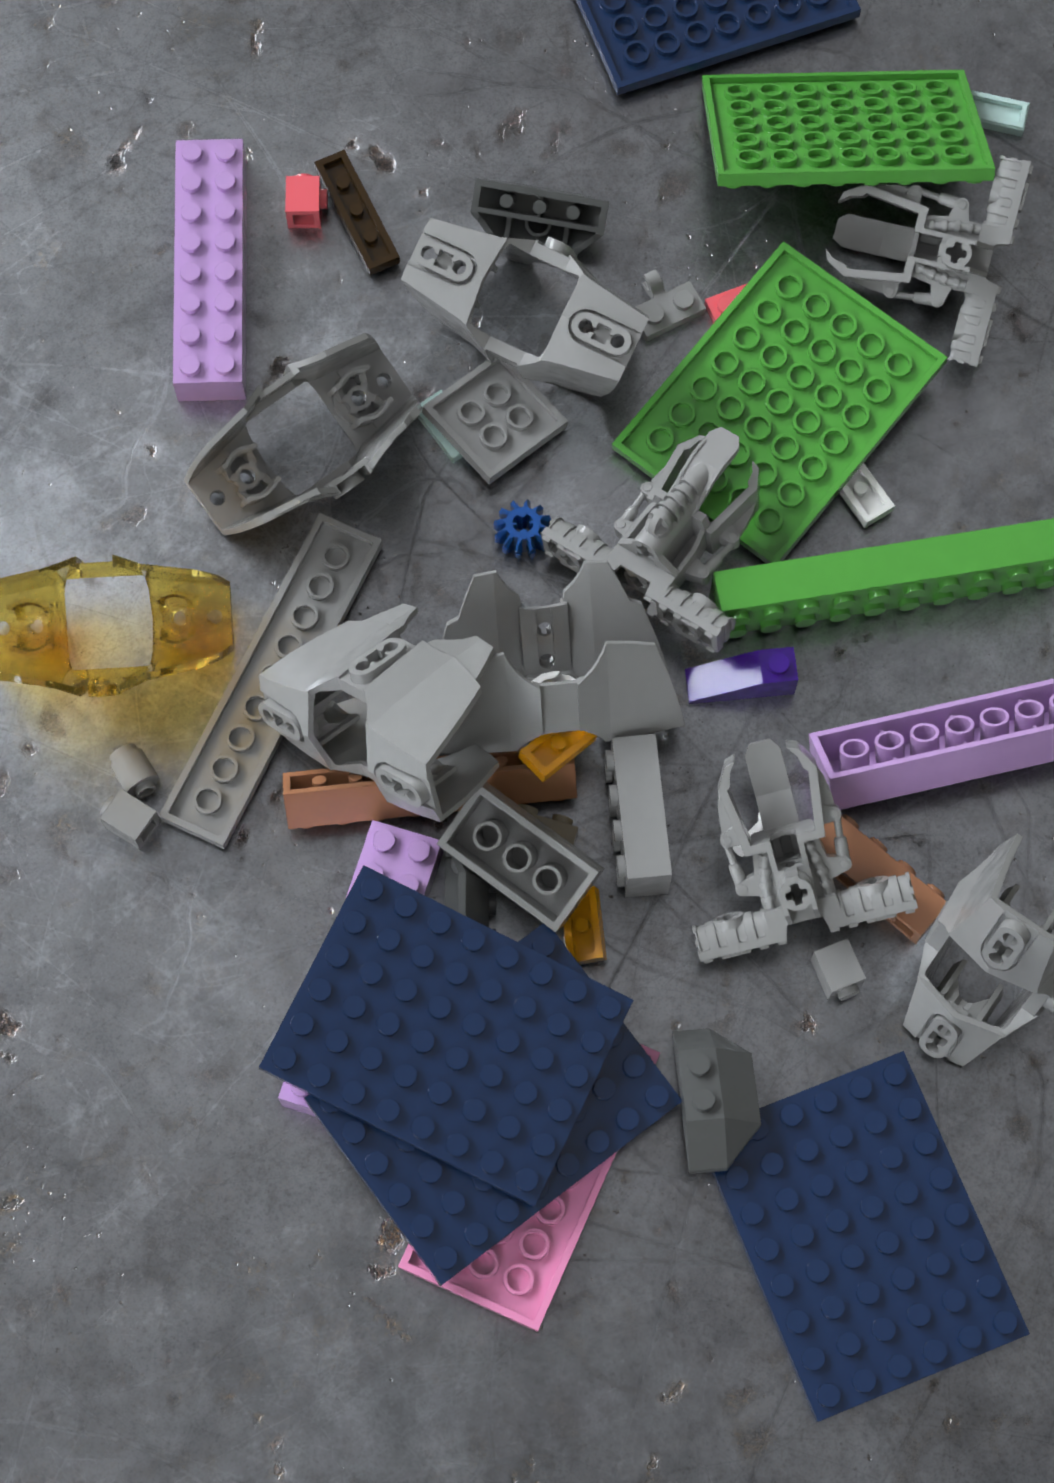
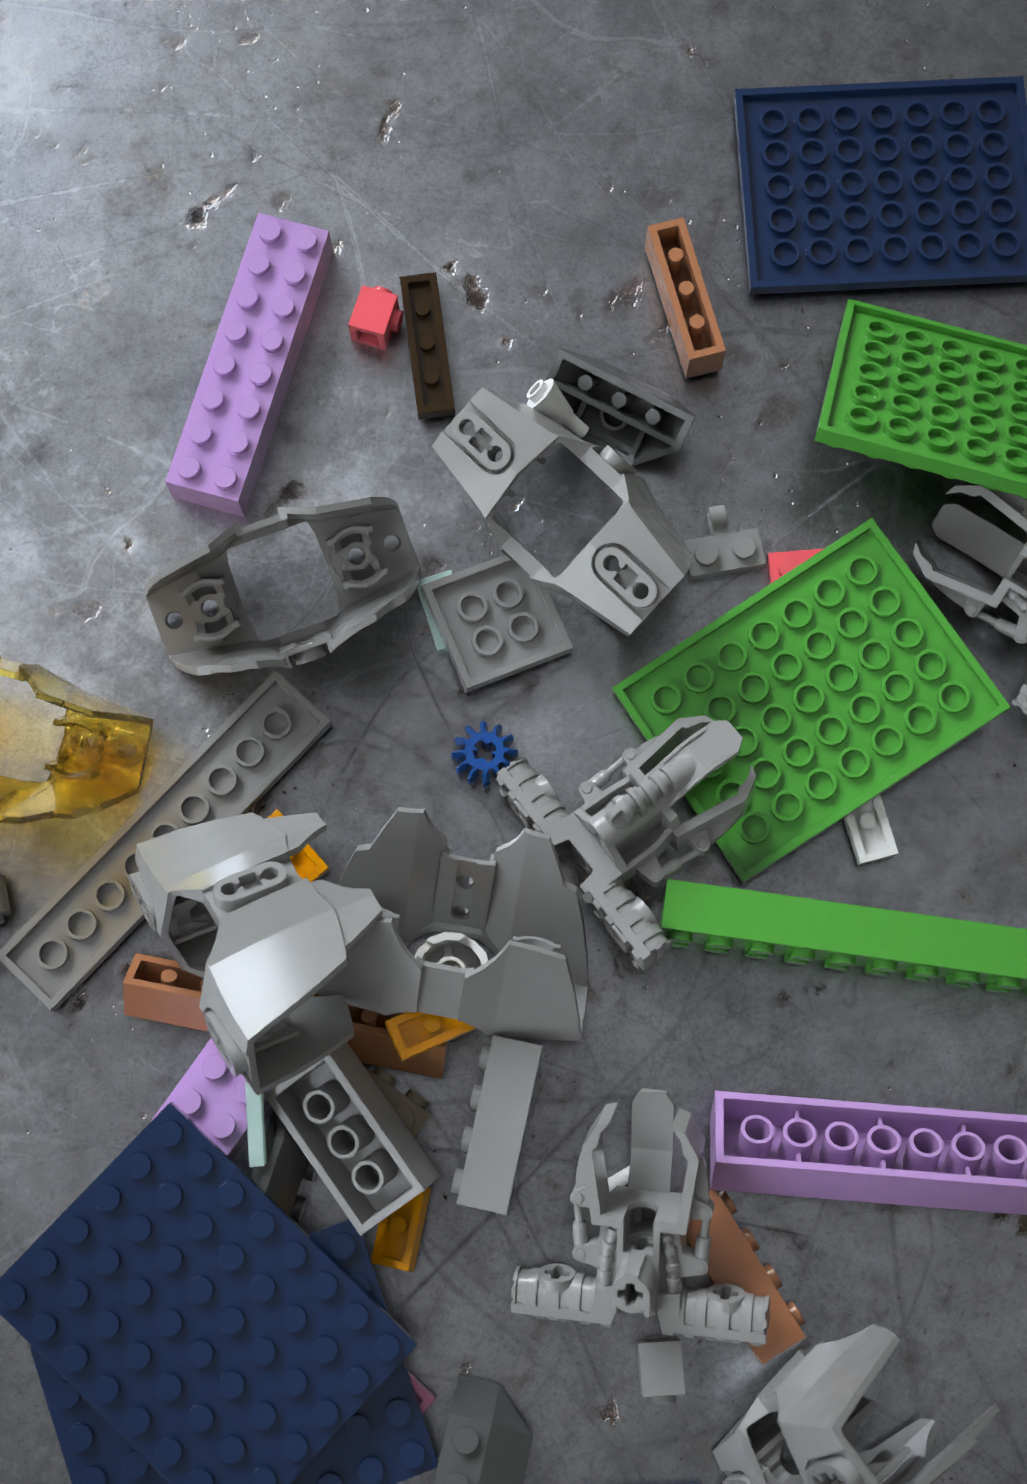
camera: 20 degrees right, 5 degrees up
(436, 866) = (255, 1127): none -> light aqua tile
(481, 221) = (550, 401): none -> white cone
(565, 111) = (684, 298): none -> nougat brick
(743, 676) = (666, 996): dark purple slope -> none

